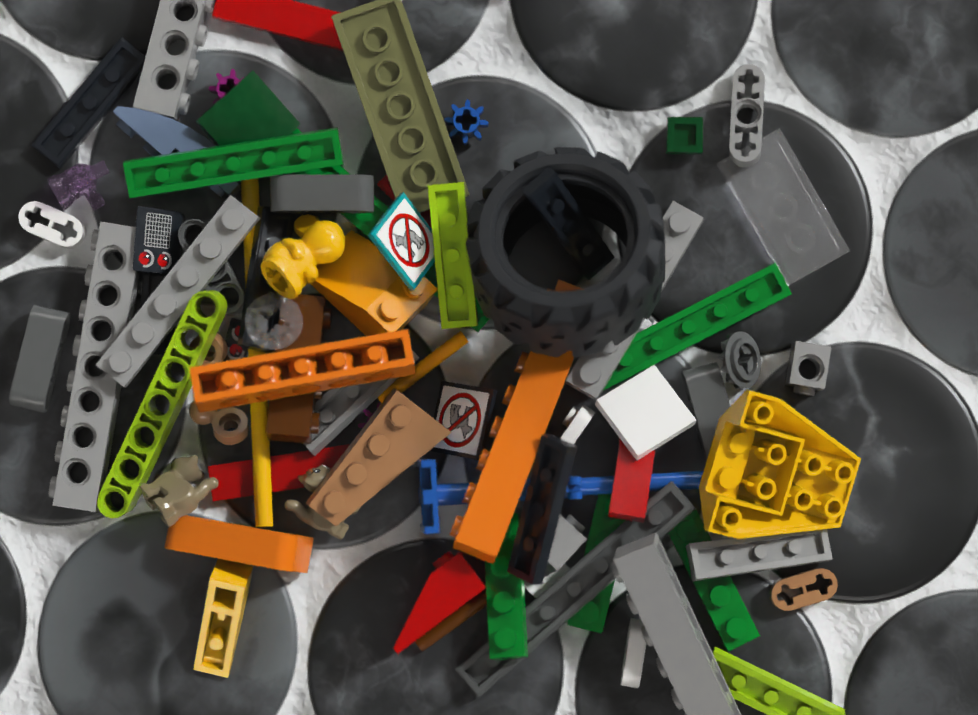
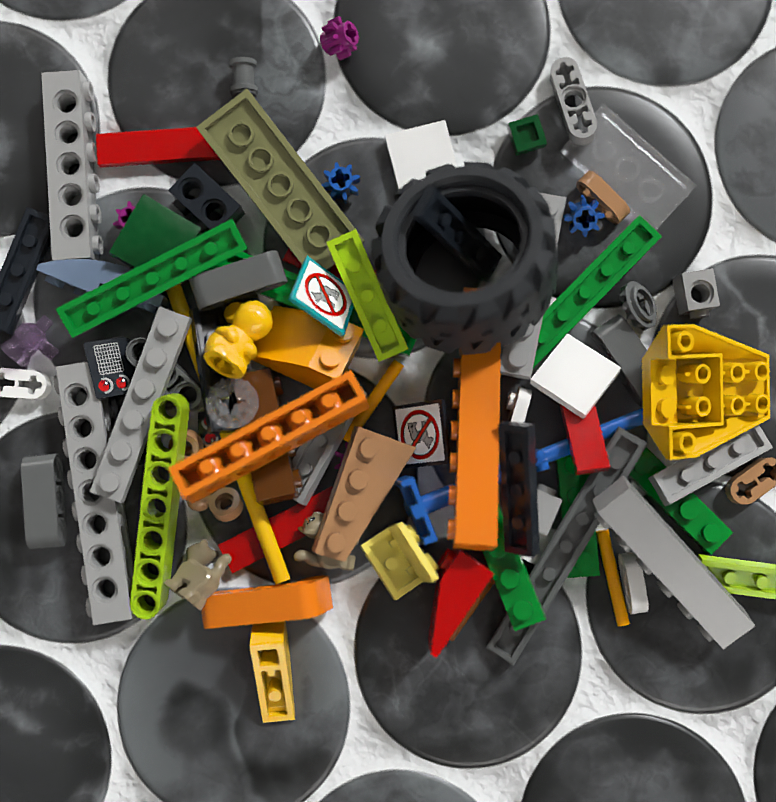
camera: 20 degrees left, 0 degrees up
(321, 93) = (210, 199): none -> black brick
(394, 544) = (399, 559): none -> light yellow bracket
(563, 119) = (419, 150): none -> white tile
(615, 641) = (612, 577): none -> light orange bar
(714, 233) = (590, 220): none -> blue gear
(743, 230) = (611, 204): none -> medium nougat beam

